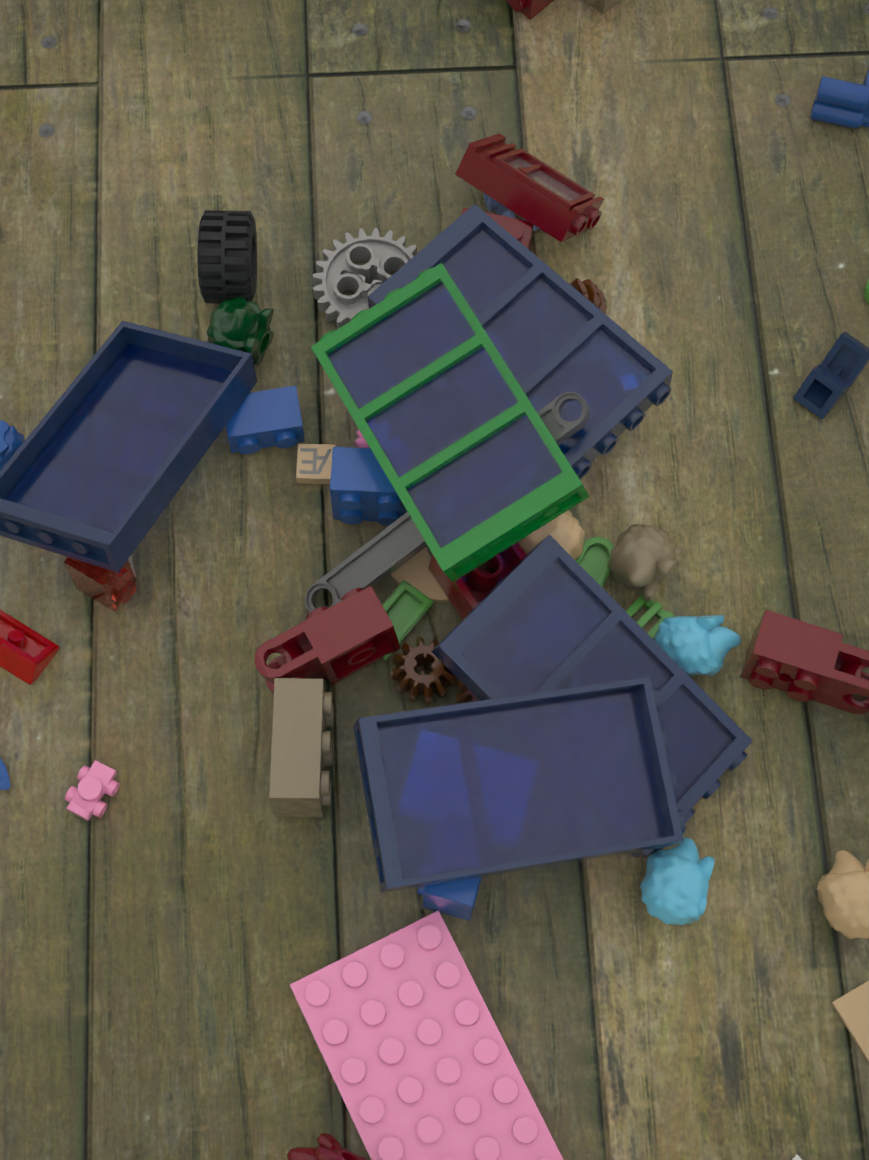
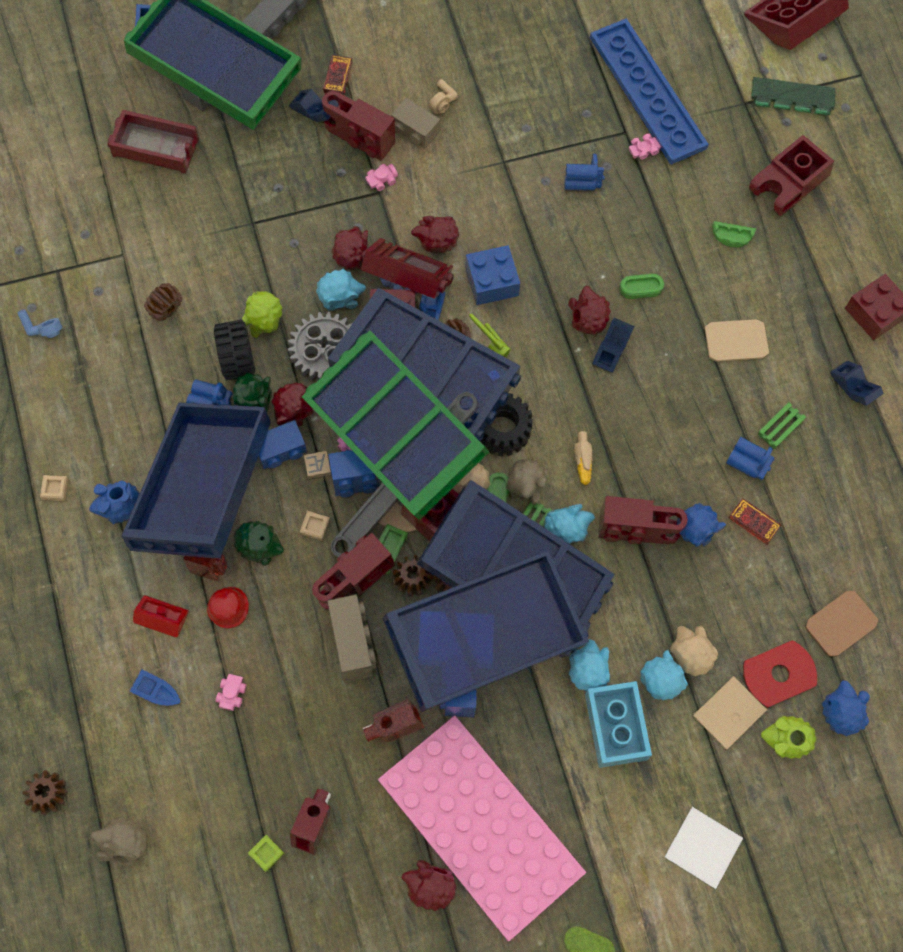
camera: 15 degrees left, 0 degrees up
(82, 1061) = (266, 853): none -> lime tile
(121, 655) = (228, 607): none -> red helmet
(138, 163) = (163, 301): none -> reddish brown gear
(155, 1043) = (307, 829): none -> dark red torso
(174, 317) = (209, 393): none -> blue piece
(191, 563) = (257, 542): none -> dark green animal
(286, 211) = (262, 313): none -> lime animal
(288, 558) = (314, 525): none -> tan tile
(294, 362) = (290, 405): none -> dark red animal
(353, 901) = (404, 720): none -> clear red torso
(414, 199) = (339, 290): none -> medium azure animal
(447, 139) = (350, 248): none -> dark red animal
(524, 40) = (382, 175): none -> bright pink piece
(558, 254) = (432, 306): none -> blue tile
(590, 144) = (437, 233): none -> dark red animal
(637, 489) = (513, 440): none -> black tyre
(646, 333) = (497, 344): none -> lime plant
(663, 226) = (492, 275): none -> blue brick
(702, 988) = (618, 724): none -> medium azure brick
(745, 543) = (583, 456): none -> tan piece
(795, 928) = (663, 677): none -> medium azure animal
(808, 315) = (589, 312): none -> dark red animal

